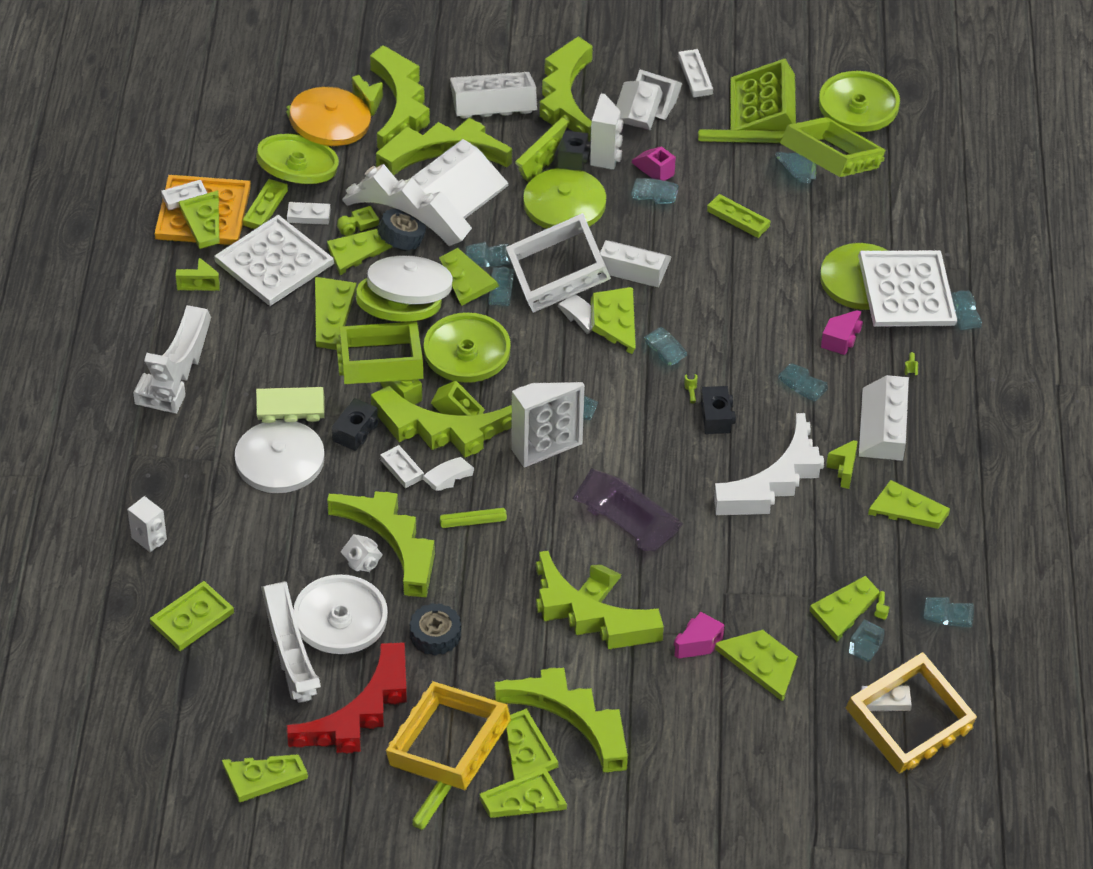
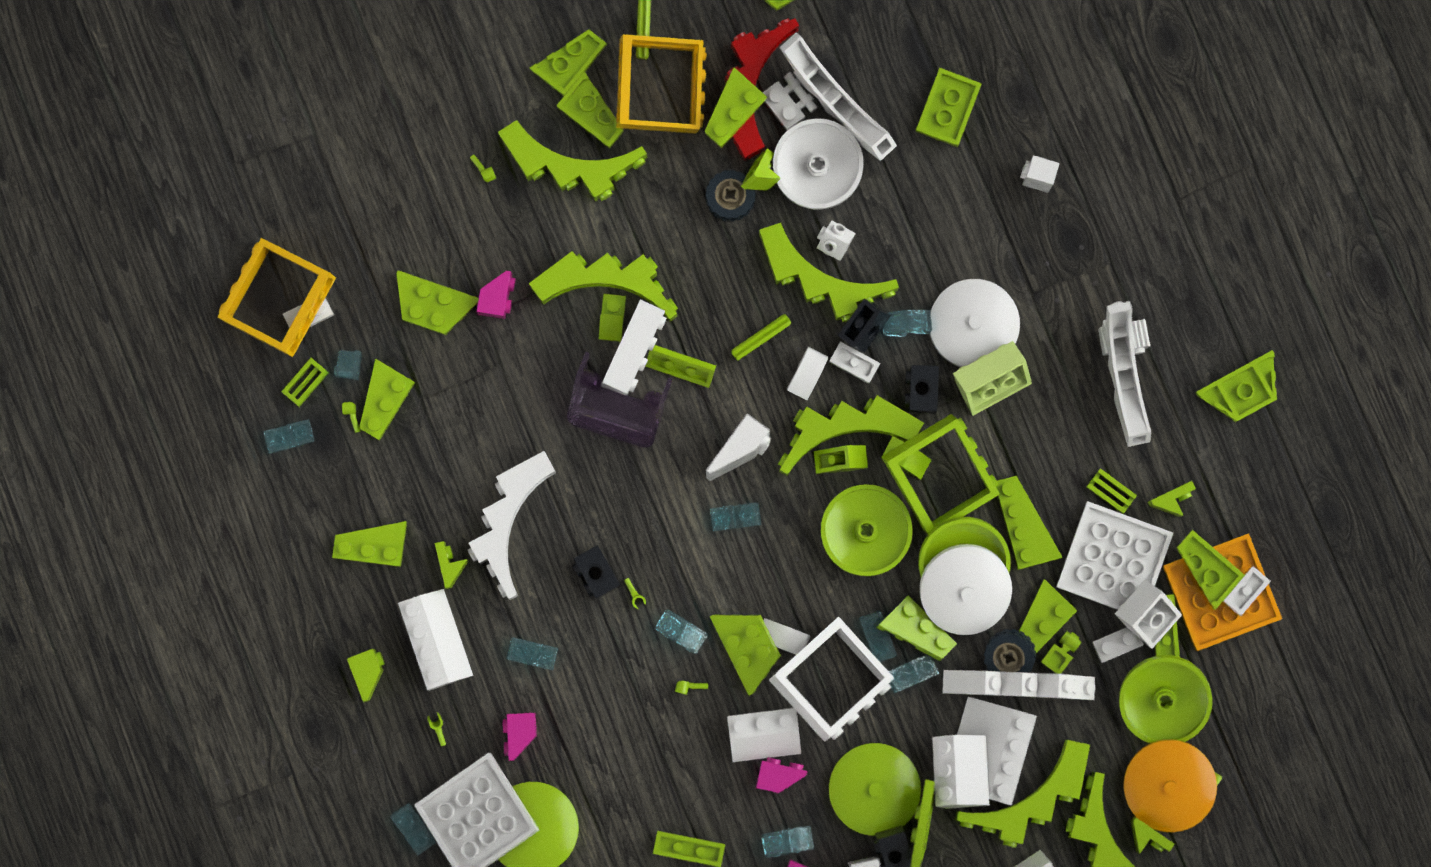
camera: 155 degrees right, 35 degrees up
(86, 324) = (1243, 389): none -> lime wing
(238, 293) = (1127, 503): none -> lime tile
(274, 209) = (1148, 613): none -> white slope
(338, 473) = (908, 322): none -> clear light blue slope
(342, 681) = (782, 104): none -> white plate
(379, 477) = (864, 325): none -> black brick
(387, 681) = (734, 108): none -> lime wing
(400, 624) = (760, 175): none -> lime slope
(489, 173) = (960, 771): none -> white slope
(558, 522) = (681, 366): none -> lime plate
(595, 540) = (633, 347): none -> white slope
(638, 229) = (778, 777): none -> dark pink slope
(655, 738) = (487, 174): none -> lime hand
(683, 315) = (683, 686): none -> lime hand
(928, 648) = (311, 388): none -> lime tile
(956, 419) = (366, 671): none -> lime slope

